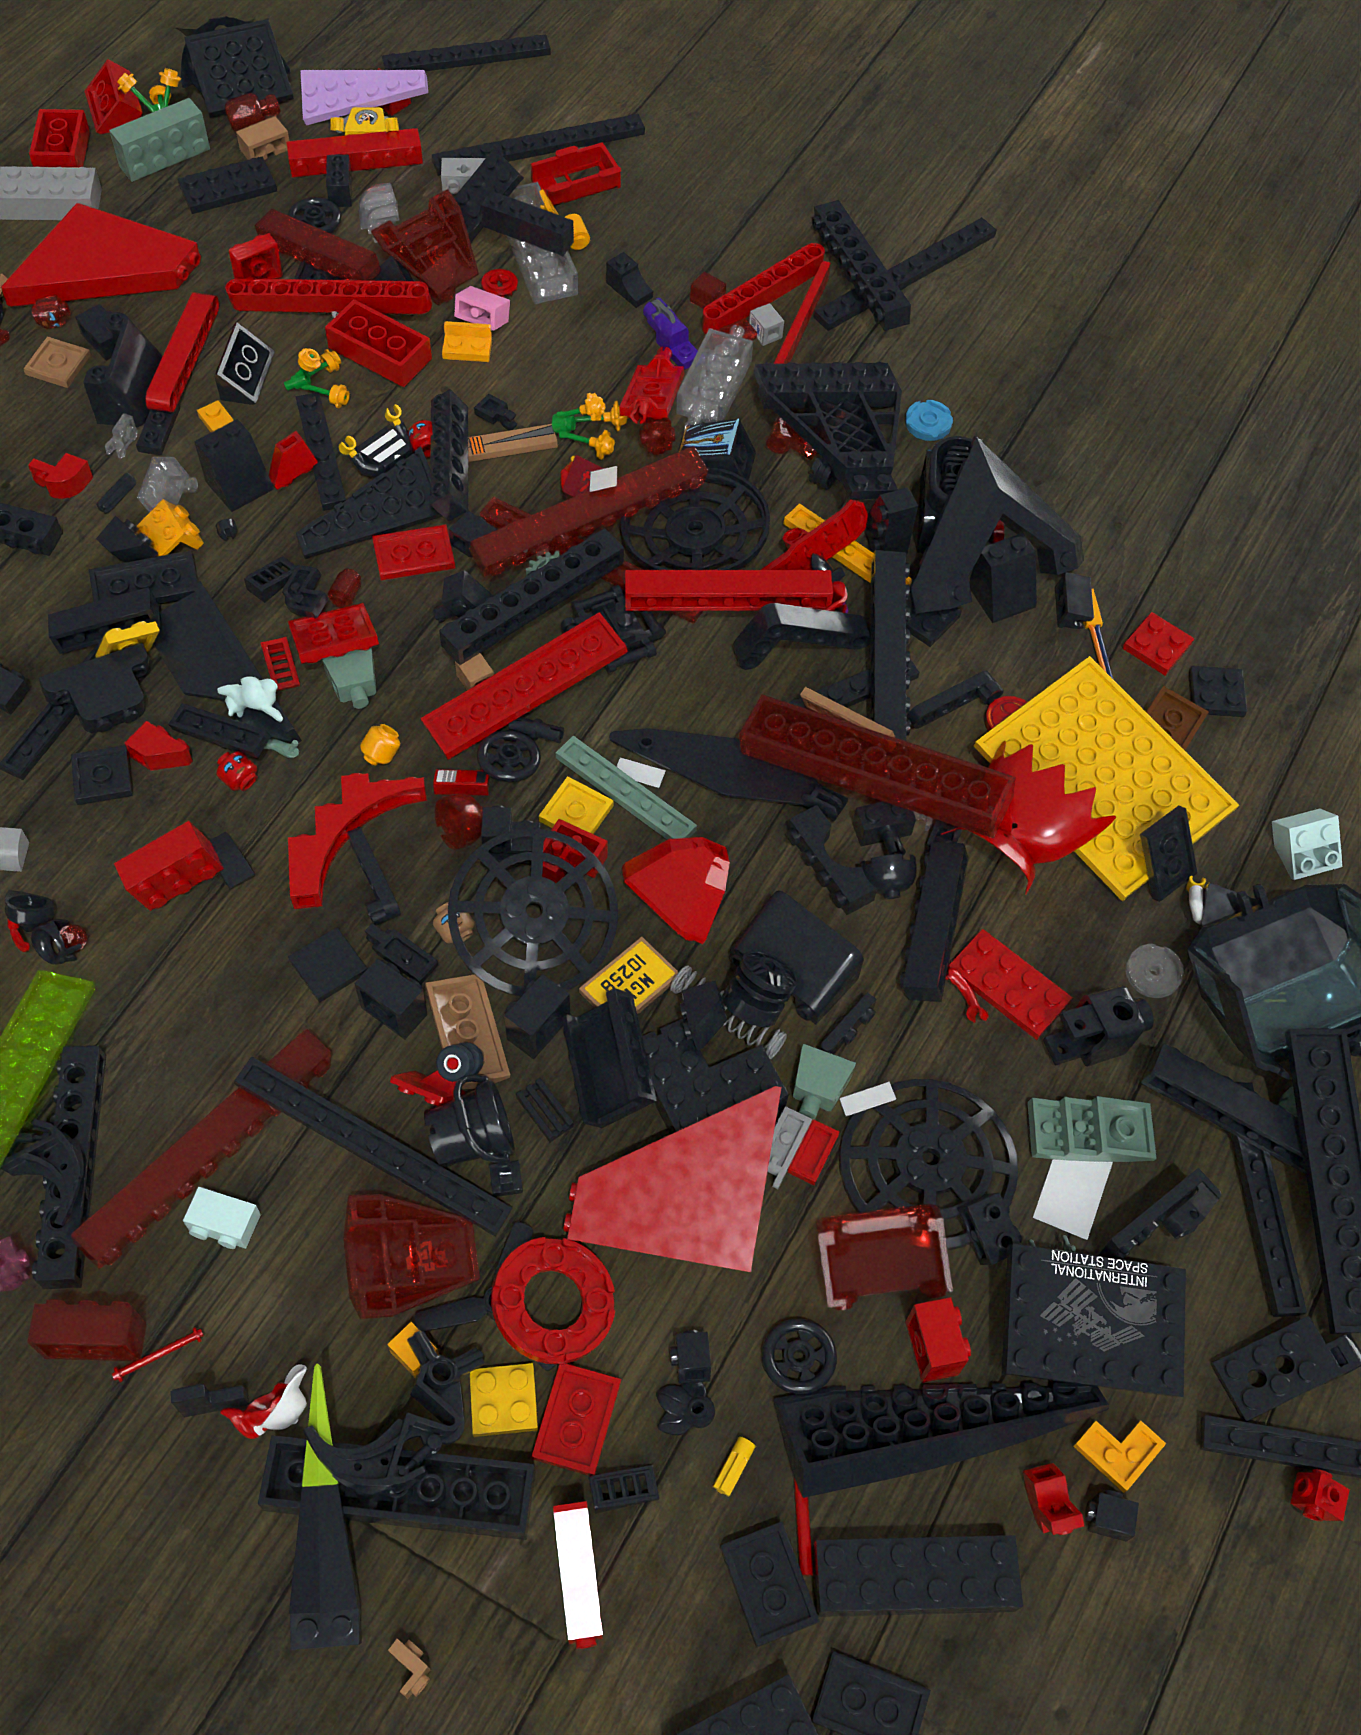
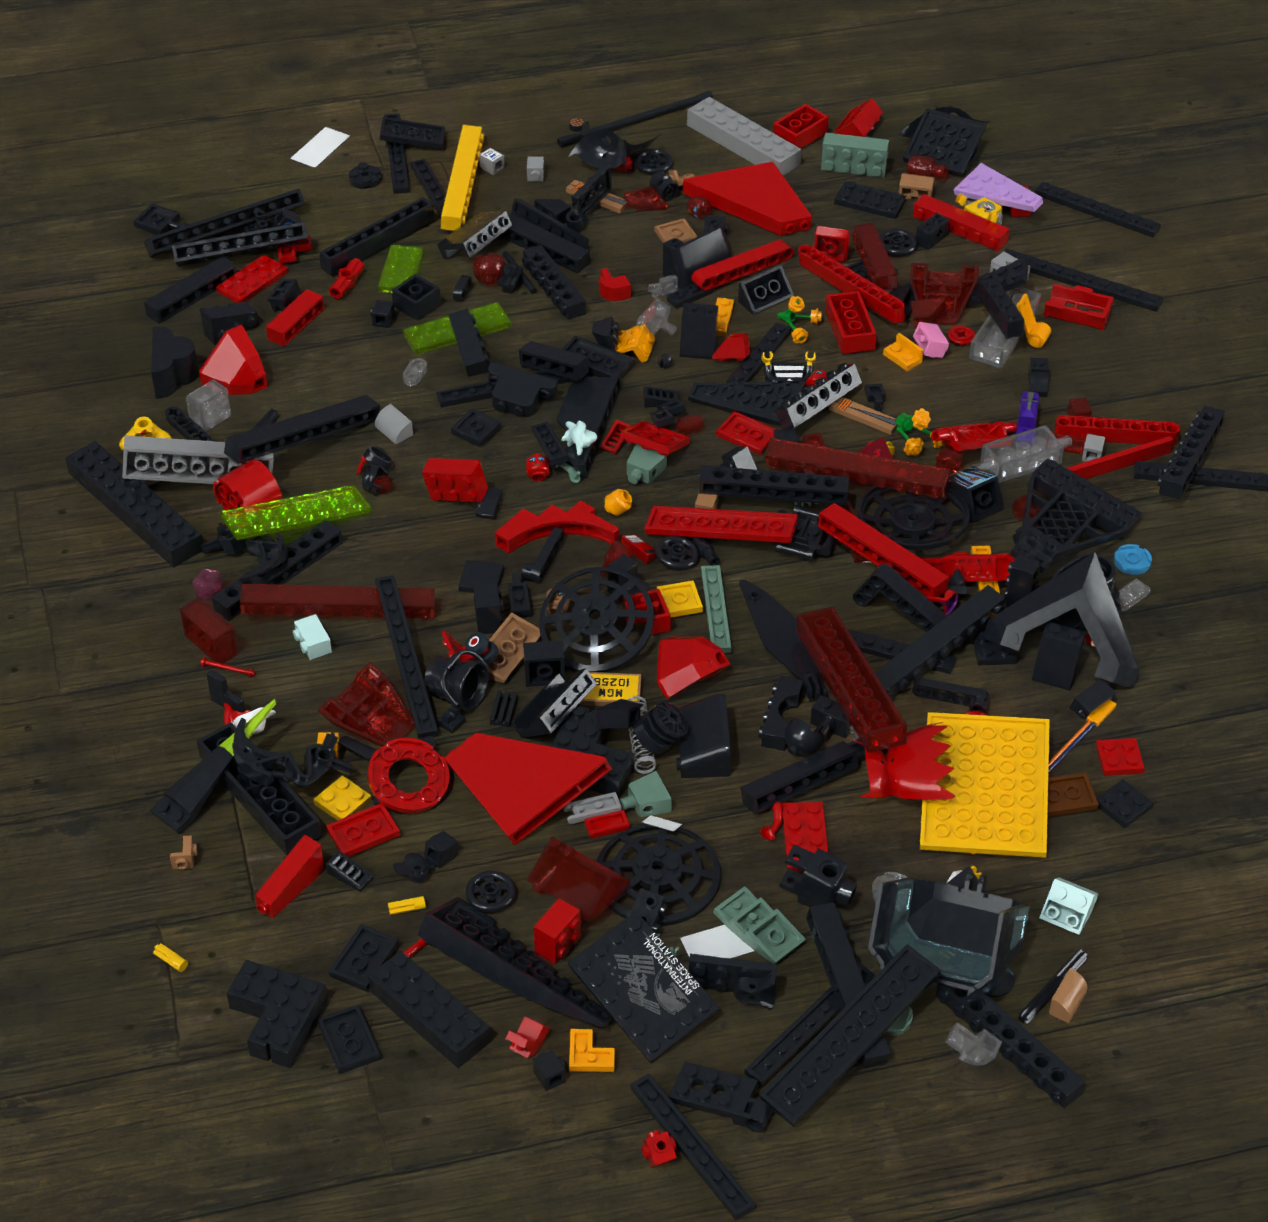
camera: 50 degrees right, 15 degrees down
(116, 493) = (630, 311): black axle -> none
(120, 639) = (548, 370): yellow plate -> none
(157, 749) = (512, 433): red slope -> none
(159, 94) = (886, 132): light orange plant -> none
(377, 206) = (935, 254): clear brick -> none
(603, 478) = (879, 454): white sticker -> none
(641, 772) = (737, 608): white sticker -> none
(824, 705) = (867, 648): medium nougat tile -> none
(847, 1028) = (692, 786): black hinge -> none
(1168, 853) = (966, 838): black tile -> none

